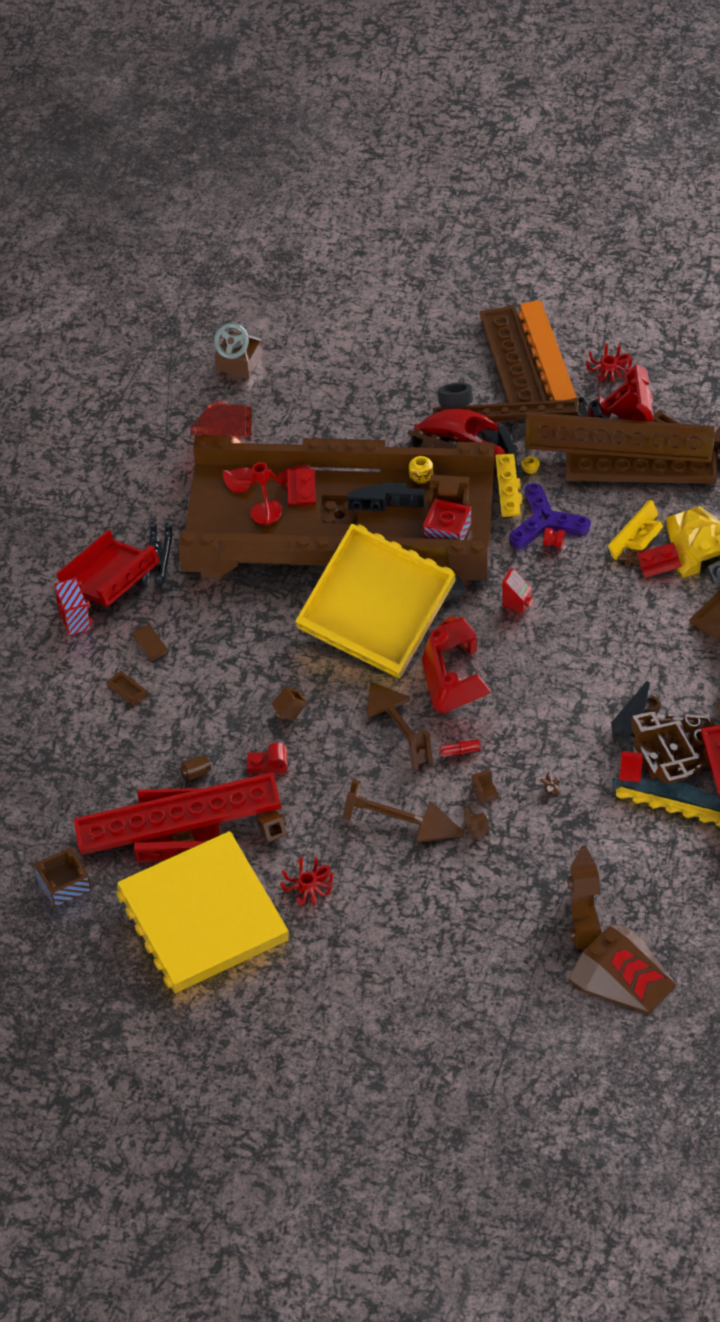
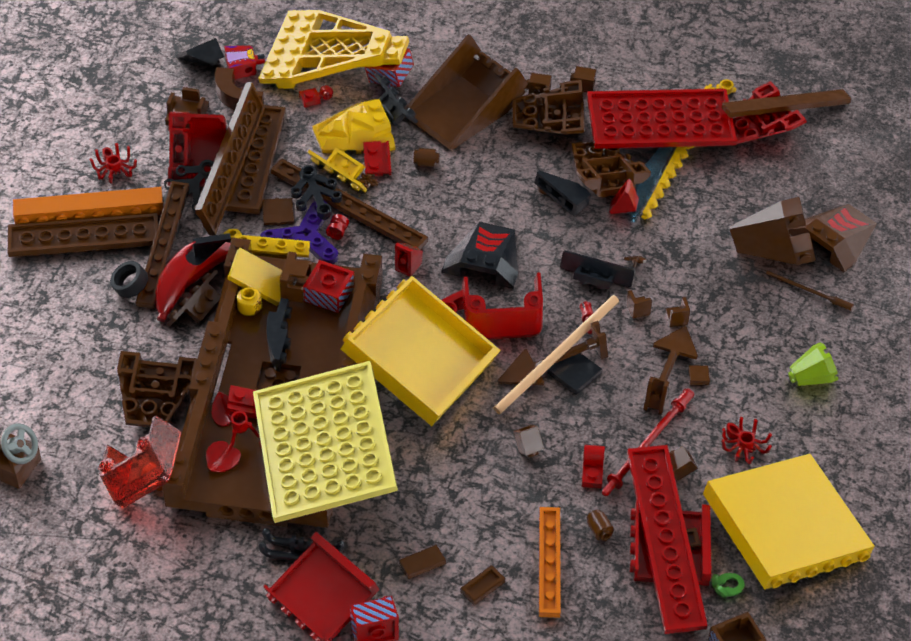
camera: 90 degrees left, 0 degrees up
(135, 862) = (727, 591): none -> bright green piece
(152, 732) = (549, 562): none -> orange plate
(241, 530) = (323, 442): none -> light yellow plate
(328, 422) = (152, 387): none -> reddish brown wedge
(351, 826) = (678, 405): none -> red bar
(387, 742) = (575, 372): none -> black tile
(396, 845) = (698, 375): none -> reddish brown tile
(397, 716) = (555, 355): none -> light nougat piece
(411, 941) = (813, 367): none -> lime cone
(450, 459) = (254, 272): none -> yellow tile
(520, 967) = (834, 300): none -> reddish brown piece
(521, 749) = (596, 271): none -> black bracket
(539, 662) = (486, 250): none -> black wedge
(573, 495) = (278, 211): none -> reddish brown piece
(586, 545) = (357, 209): none -> reddish brown plate
(613, 504) = (309, 174): none -> black plant
(668, 598) = (426, 157): none -> reddish brown brick
(698, 406) = (189, 102): none -> reddish brown panel

